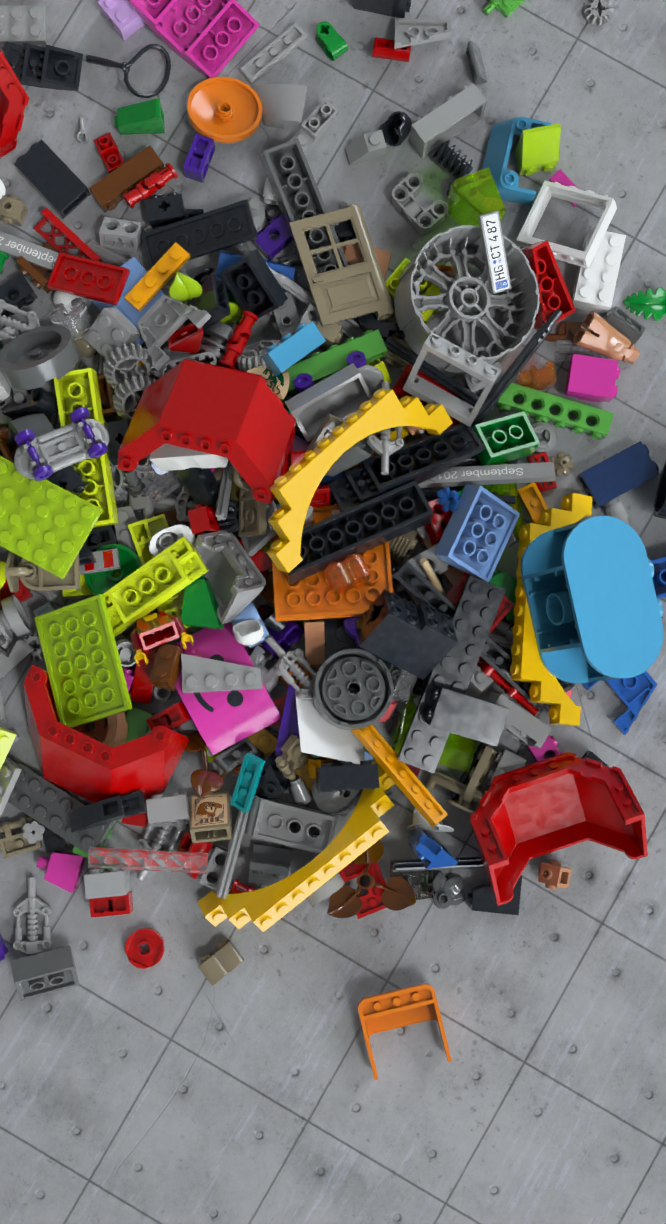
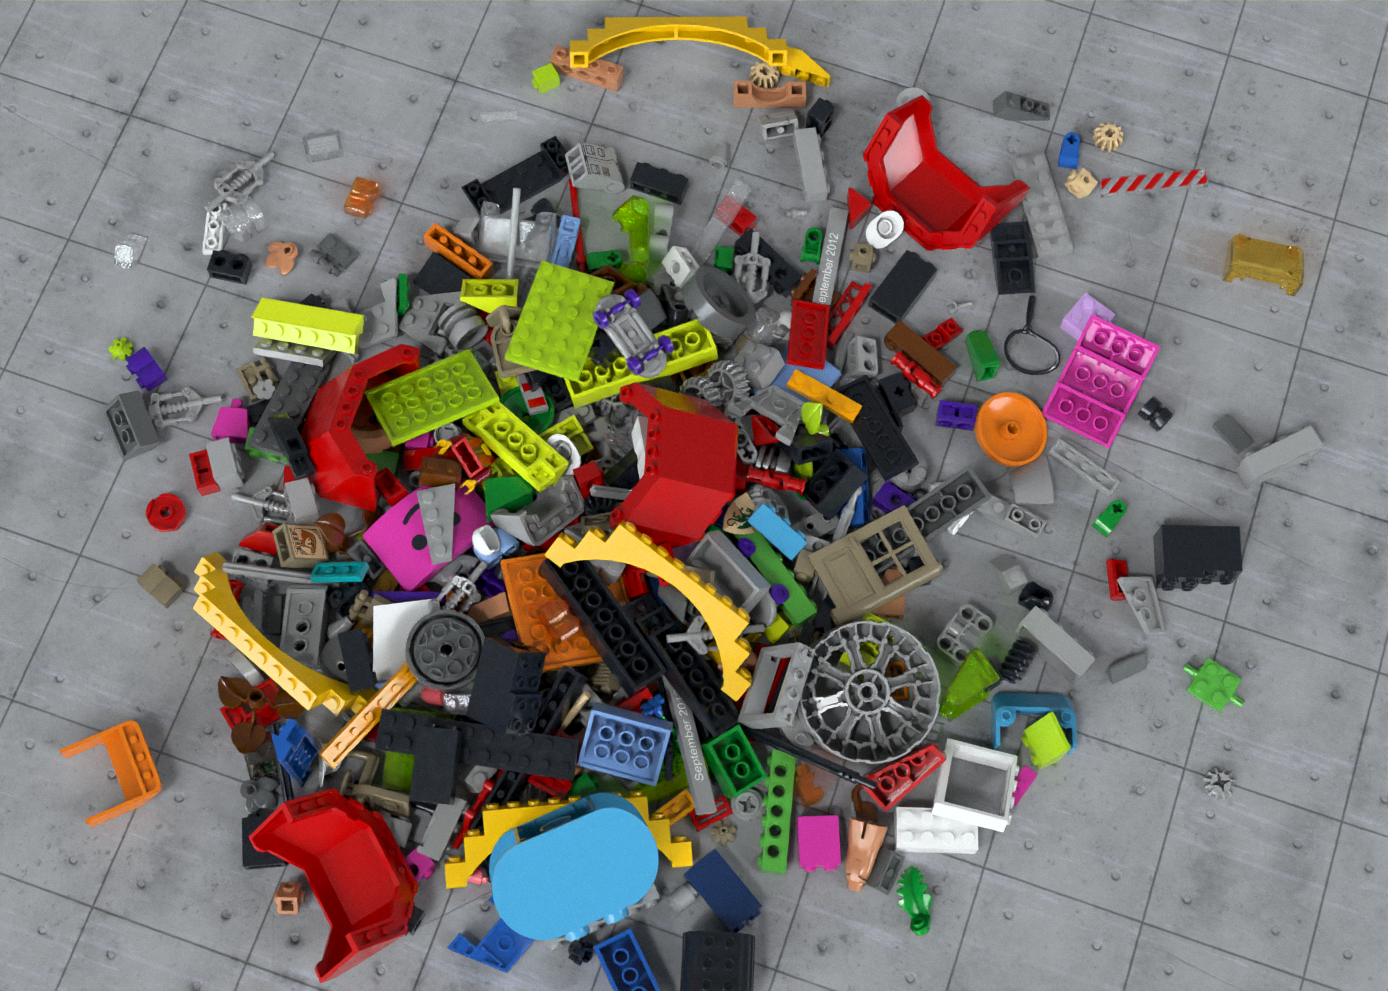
camera: 80 degrees right, 15 degrees down
(148, 860) = (250, 495): clear tile -> none
(494, 251) = (916, 704): tile -> none

